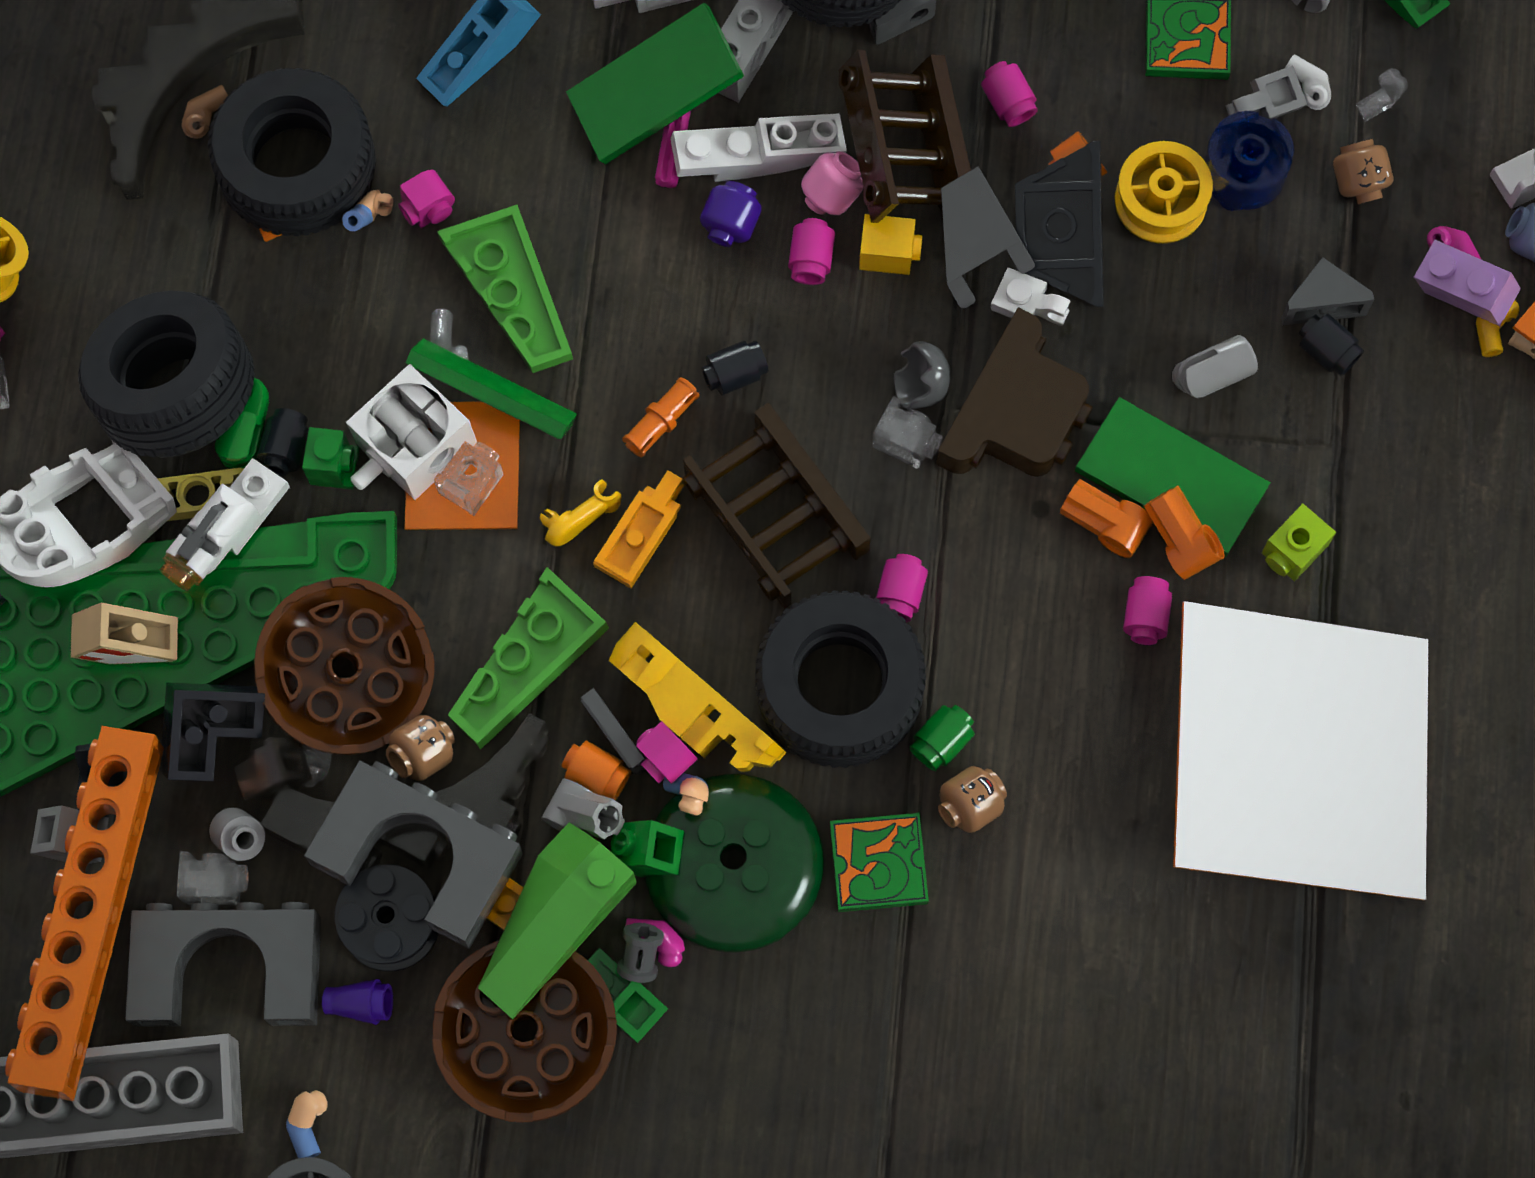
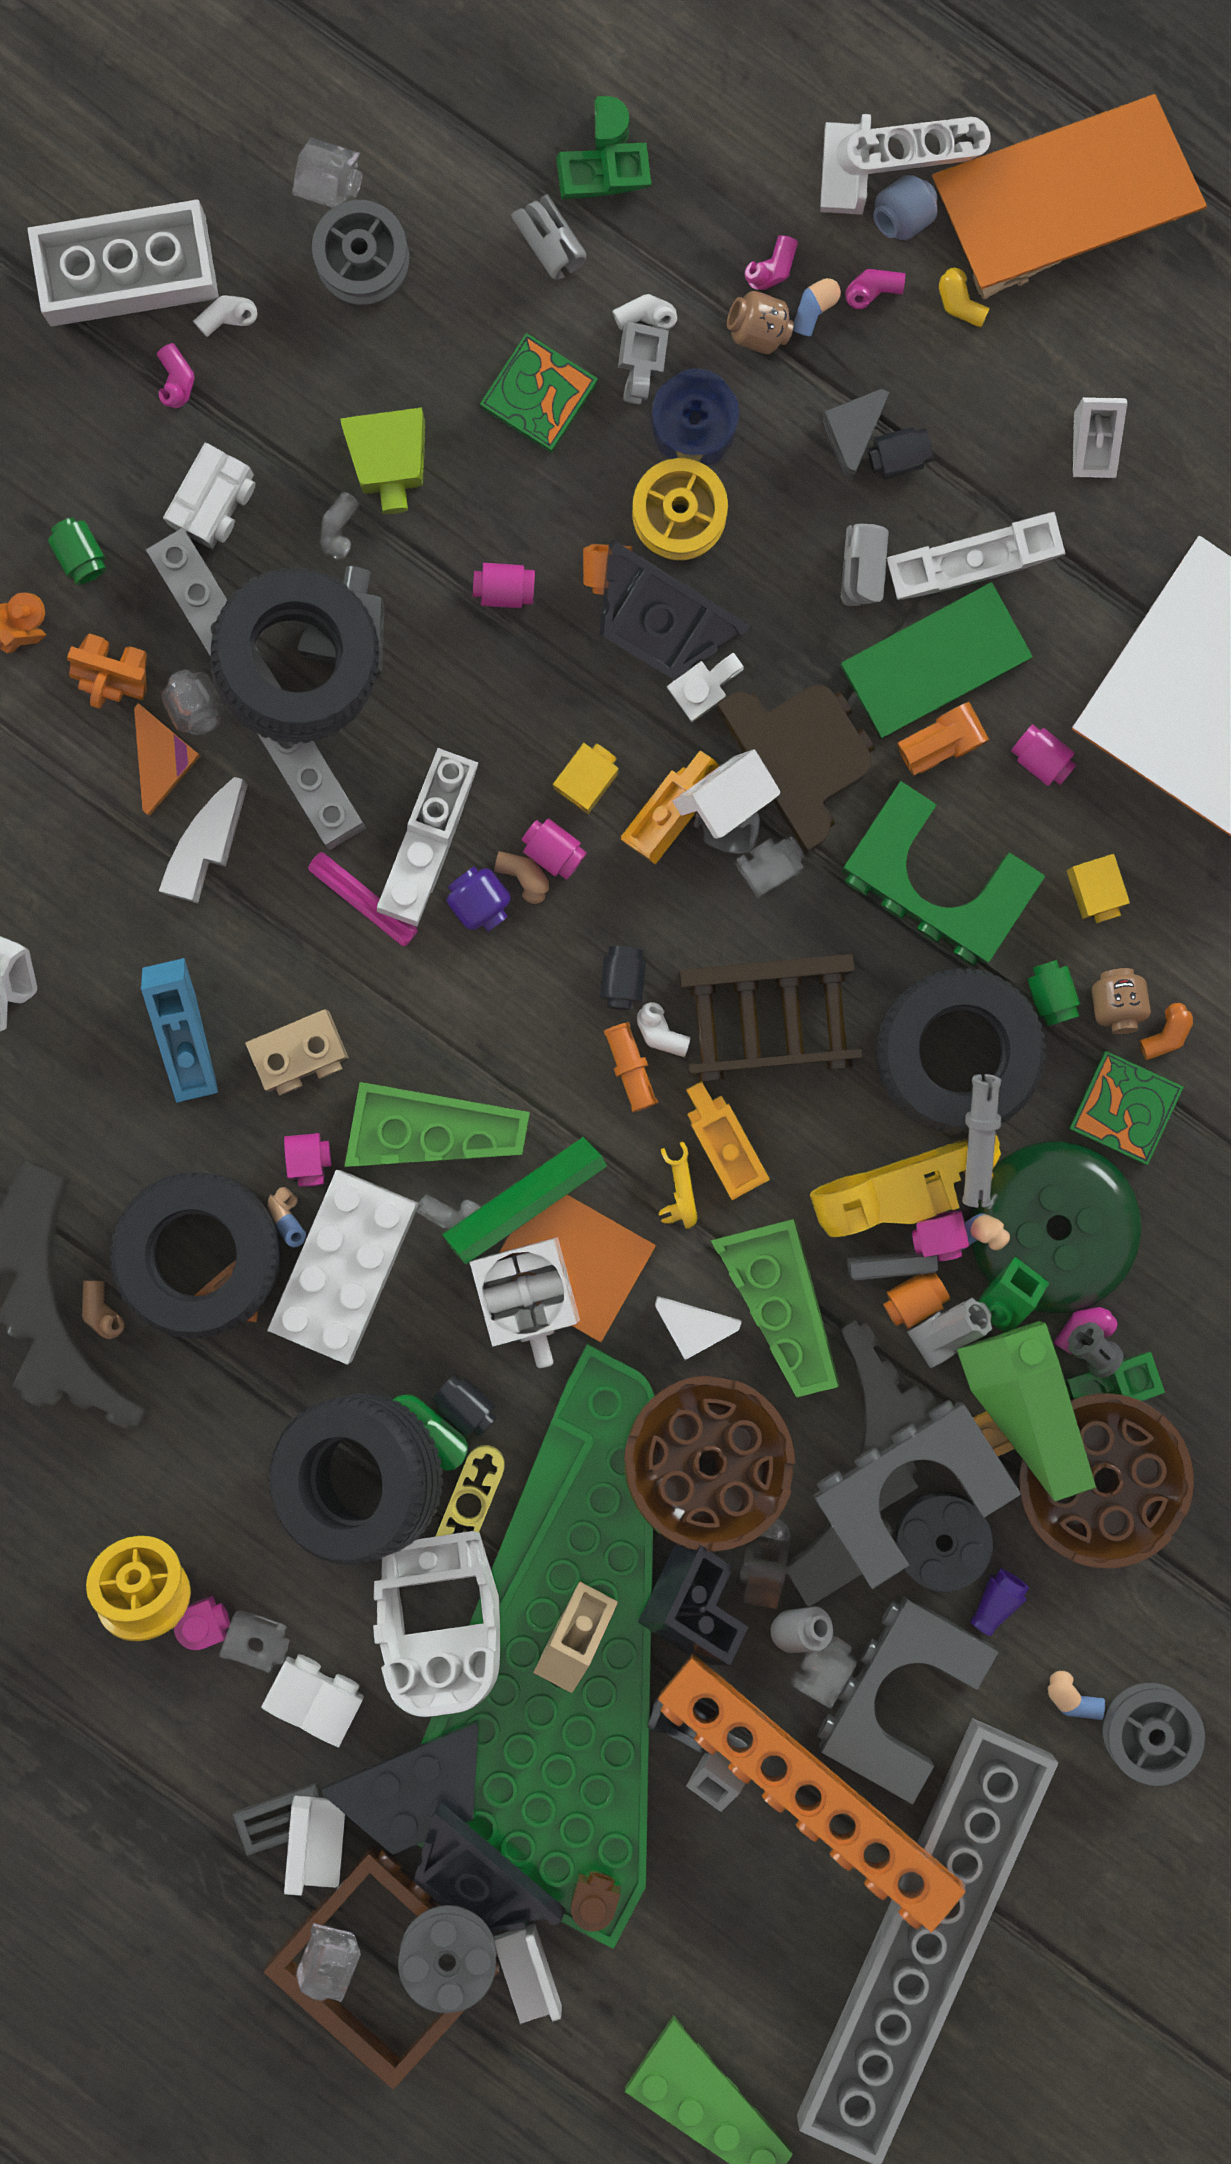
camera: 60 degrees left, 15 degrees up
(223, 525) = (523, 1501): white plate -> none
(329, 458) = (506, 1373): green brick -> none
(349, 276) = (343, 1267): none -> white brick
(420, 748) = (813, 1435): medium nougat head -> none
(459, 592) = (694, 1327): none -> white slope
(470, 490) = (604, 1274): clear brick -> none
(514, 144) = (298, 1051): none -> tan brick
(654, 83) = (318, 896): green tile -> none
(704, 425) = (657, 1033): none -> white arm
(777, 246) = (528, 874): none -> medium nougat arm
(782, 717) = (982, 1125): none -> light grey pin
(832, 183) = (503, 793): bright pink head -> none
(903, 584) = (904, 951): dark pink brick -> none
(907, 325) = (659, 819): none -> light orange hinge
(935, 117) = (517, 671): dark brown fence -> none
(945, 354) = (730, 793): none -> white panel
(960, 634) = (881, 868): none -> green arch
(970, 866) = (1174, 1034): none -> orange arm
(976, 232) = (627, 697): dark grey flag -> none
(1060, 722) = (1098, 888): none -> yellow brick
(1189, 543) = (1006, 685): orange piece -> none
(1279, 457) = (976, 558): none -> white slope
(1297, 543) = (1068, 581): lime brick -> none
(1392, 89) = (701, 257): clear arm -> none
(1410, 206) = (814, 302): none -> arm
(1414, 162) = (774, 270): none -> dark pink arm
(1455, 498) = (1098, 436): none -> white slope
(1467, 282) = (920, 302): lavender brick -> none

